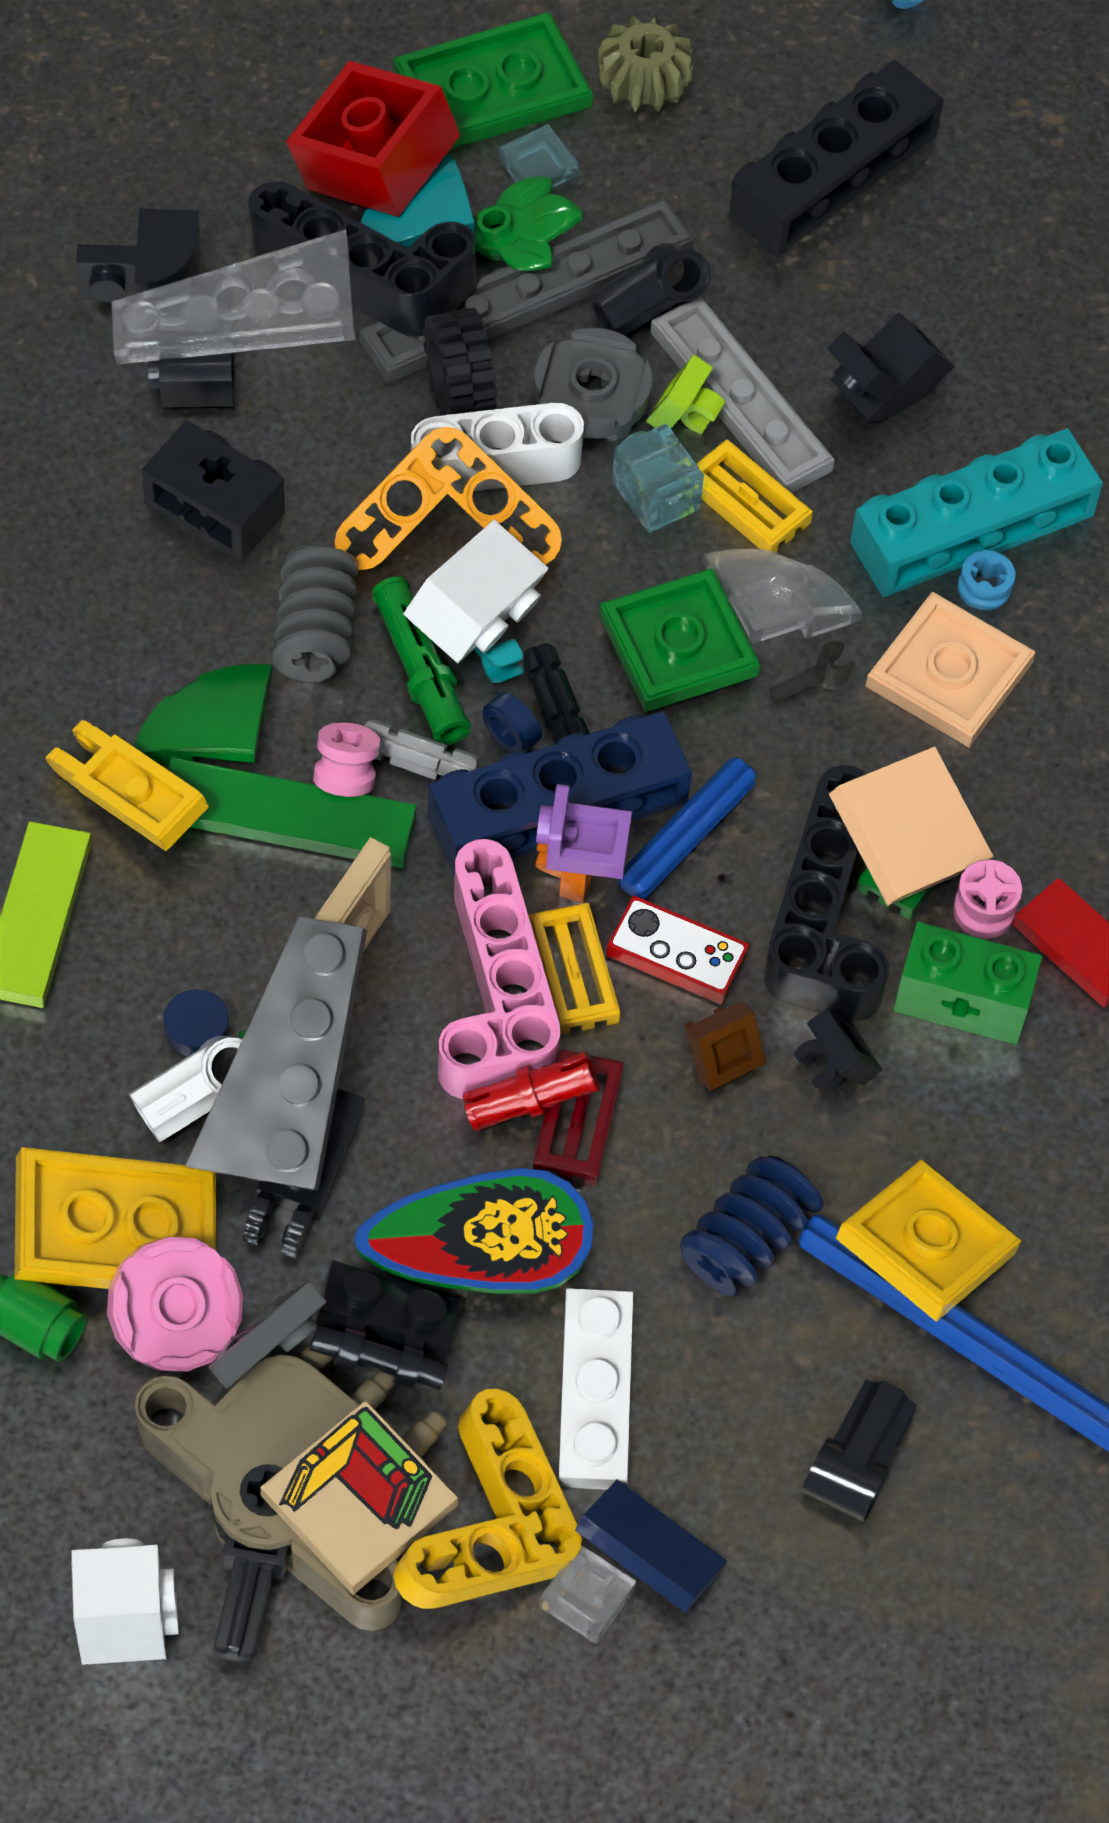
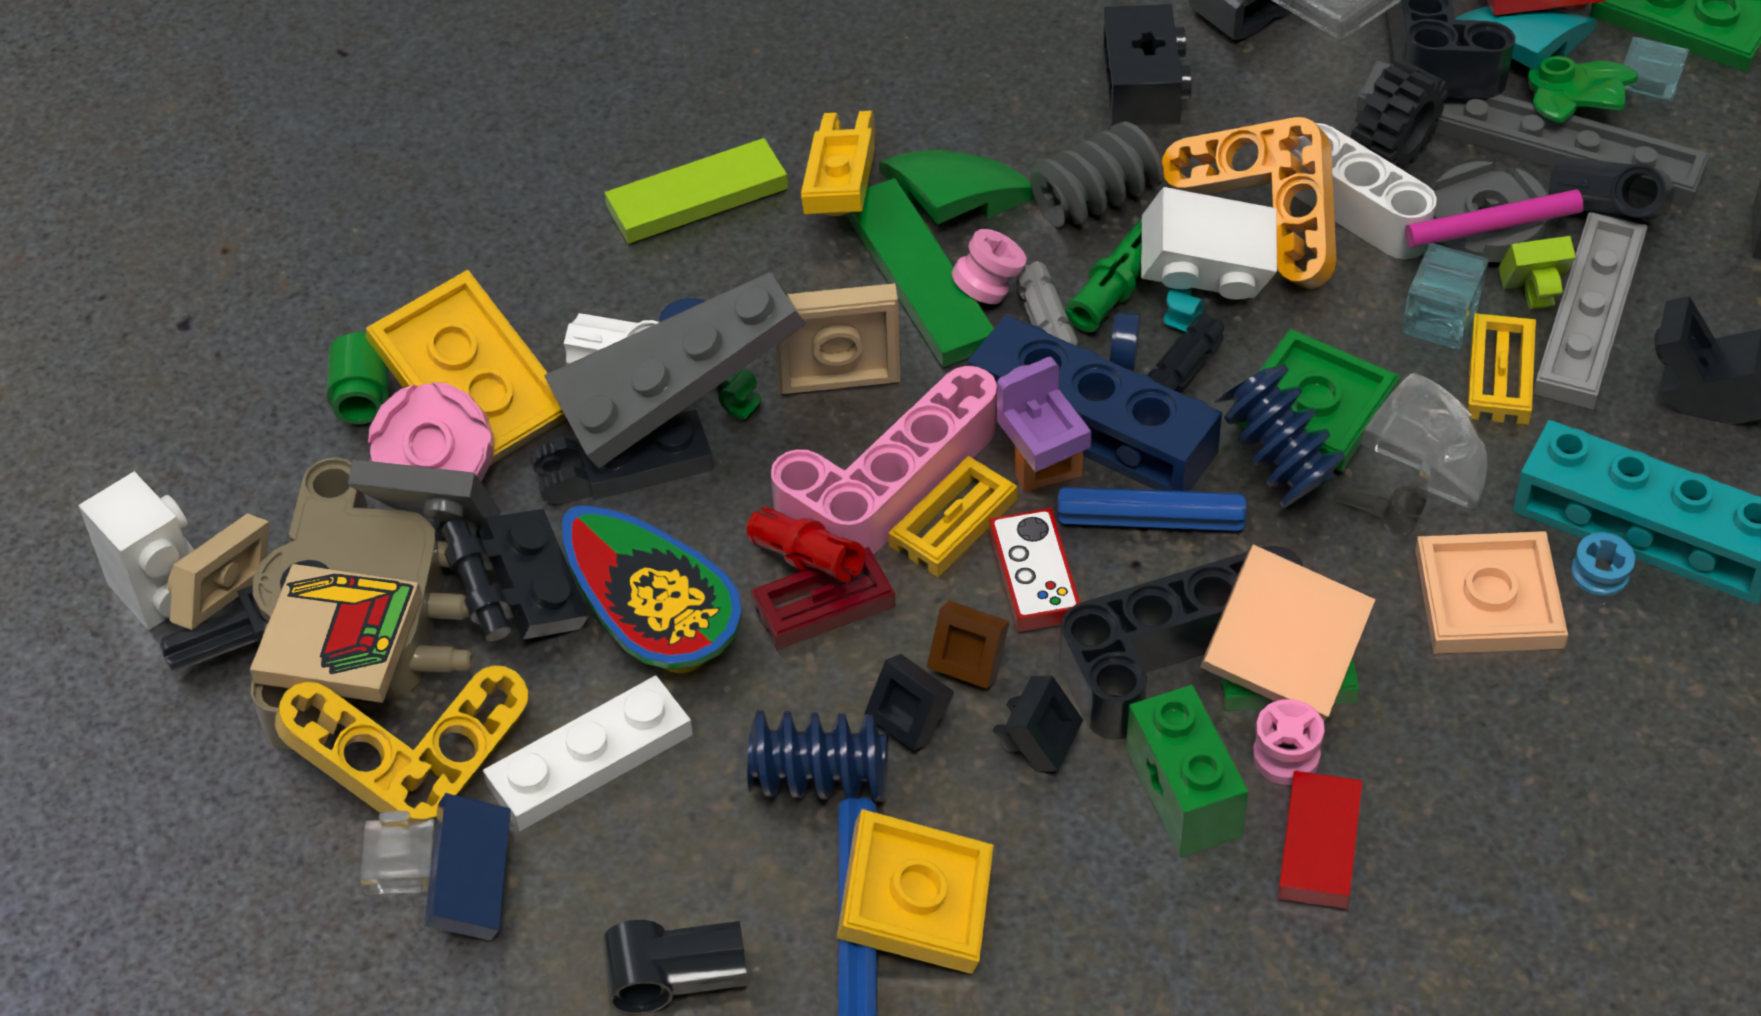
camera: 60 degrees right, 10 degrees down
(197, 1570) = (216, 571): none -> tan plate
(620, 387) = (1494, 218): none -> dark pink bar
(719, 687) = (1281, 433): none -> dark blue piece
(747, 1125) = (908, 701): none -> black tile

